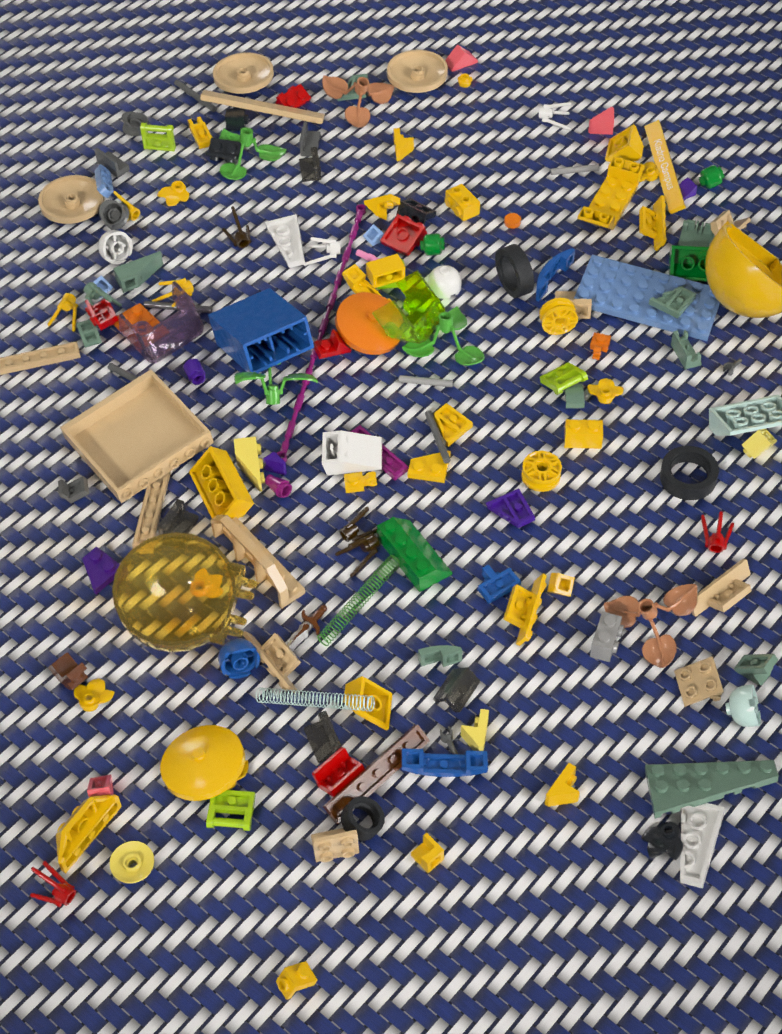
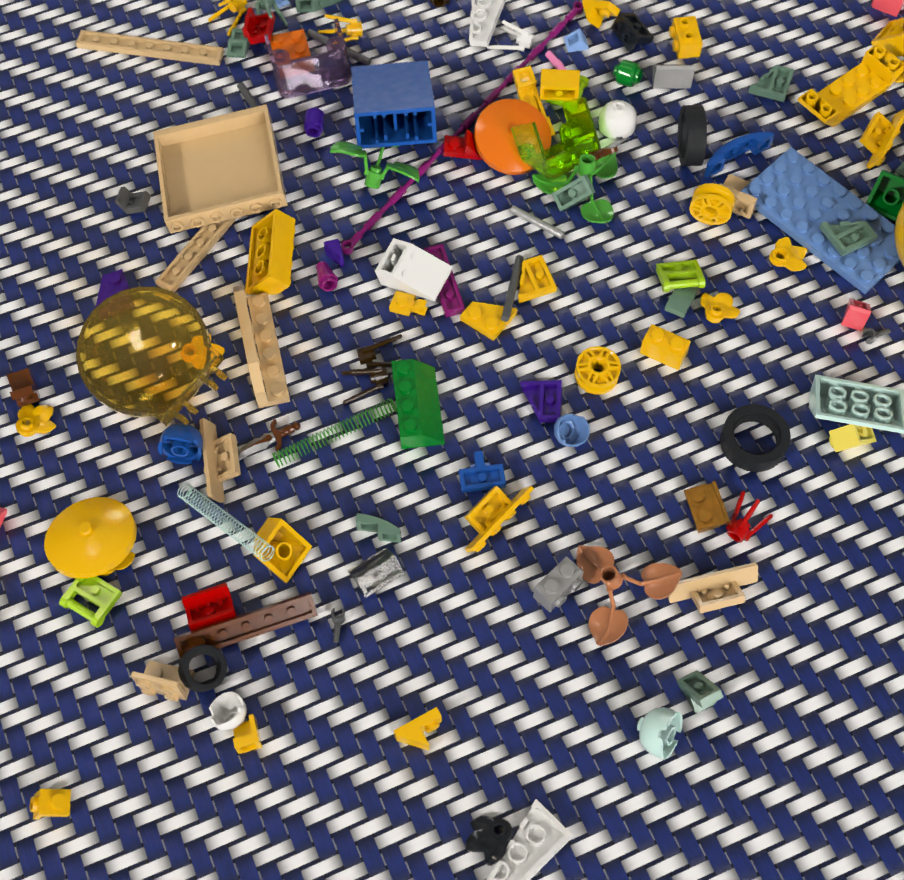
camera: 25 degrees right, 10 degrees up
(178, 519) = (209, 276): clear smoke panel -> none
(247, 460) = (314, 231): light yellow slope -> none
(322, 738) = (217, 563): clear smoke panel -> none
(402, 841) = (228, 711): none -> white hair
(403, 235) = (603, 51): red plate -> none
(444, 347) = (573, 193): none -> sand green slope
(444, 764) = (316, 646): blue slope -> none
(453, 305) = (611, 148): none -> reddish brown piece
(468, 234) = (672, 75): none -> light grey slope
(476, 735) = (367, 634): light yellow slope -> none
(512, 220) = (729, 77): orange tile -> none
(549, 521) = (571, 430): none -> medium blue hair
(550, 213) = (773, 84): none -> sand green wing
(560, 584) = (546, 505): yellow slope -> none
(576, 169) = (830, 42): light grey bar -> none
(599, 344) = (743, 251): orange plate -> none
(635, 334) = (790, 255): none -> yellow plate
(682, 536) = (706, 507): none -> pearl gold plate
(685, 350) = (833, 296): sand green hinge -> none
(699, 682) = (628, 679): tan hinge -> none
(700, 783) = (563, 793): sand green wing -> none
(711, 357) = (856, 314): none -> coral slope

